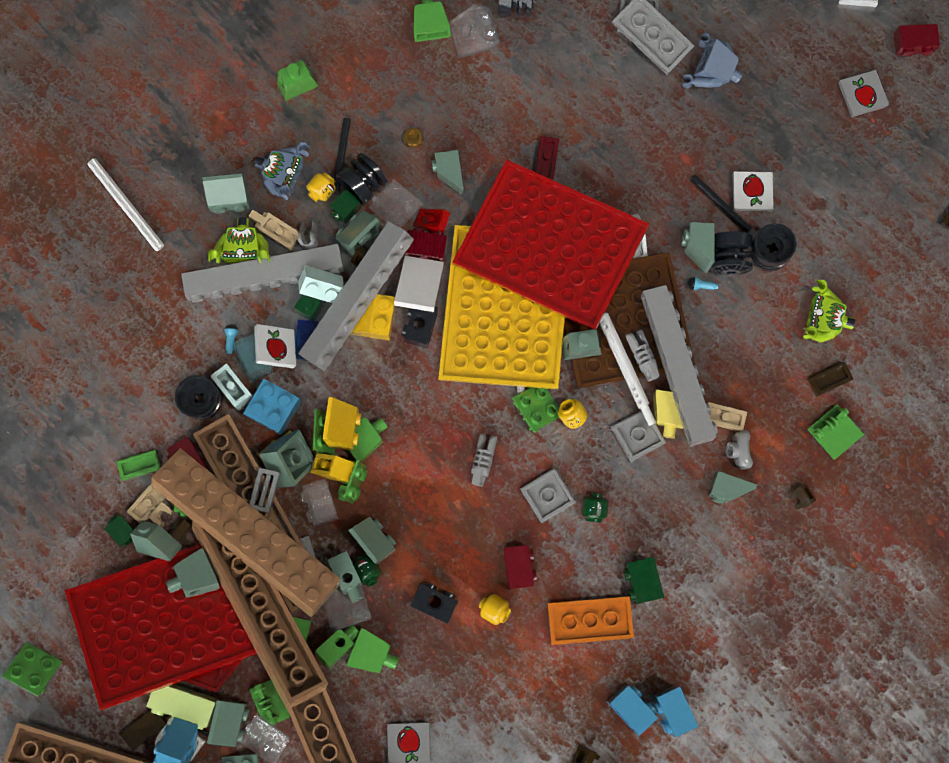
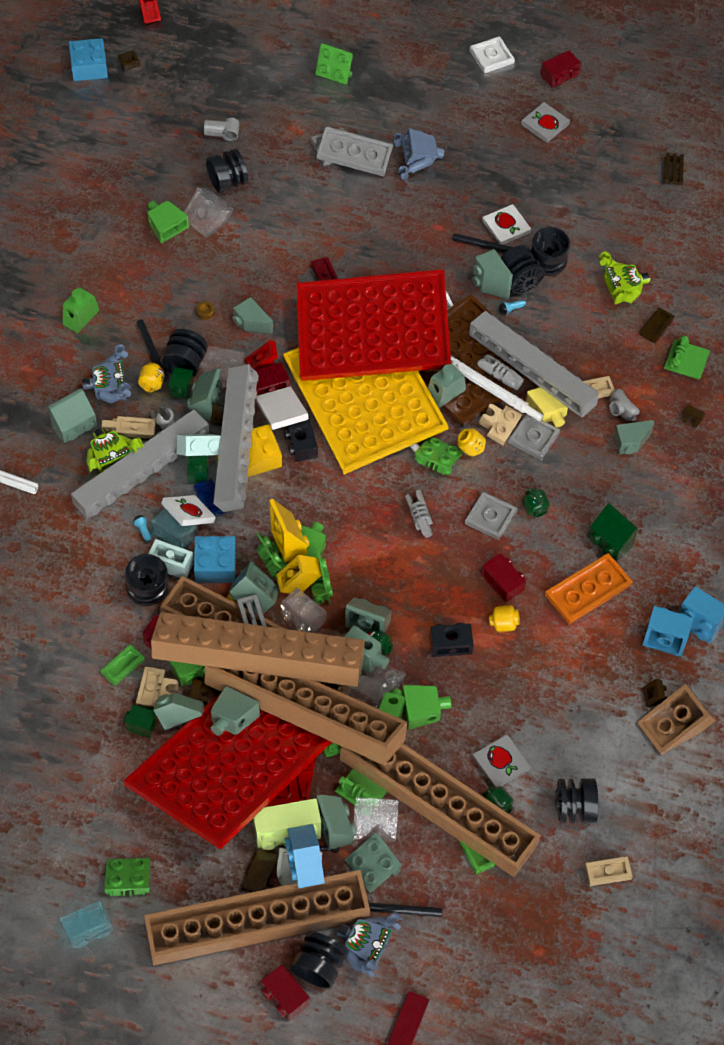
camera: 30 degrees left, 20 degrees down
(615, 405) = (500, 423): none -> tan plate

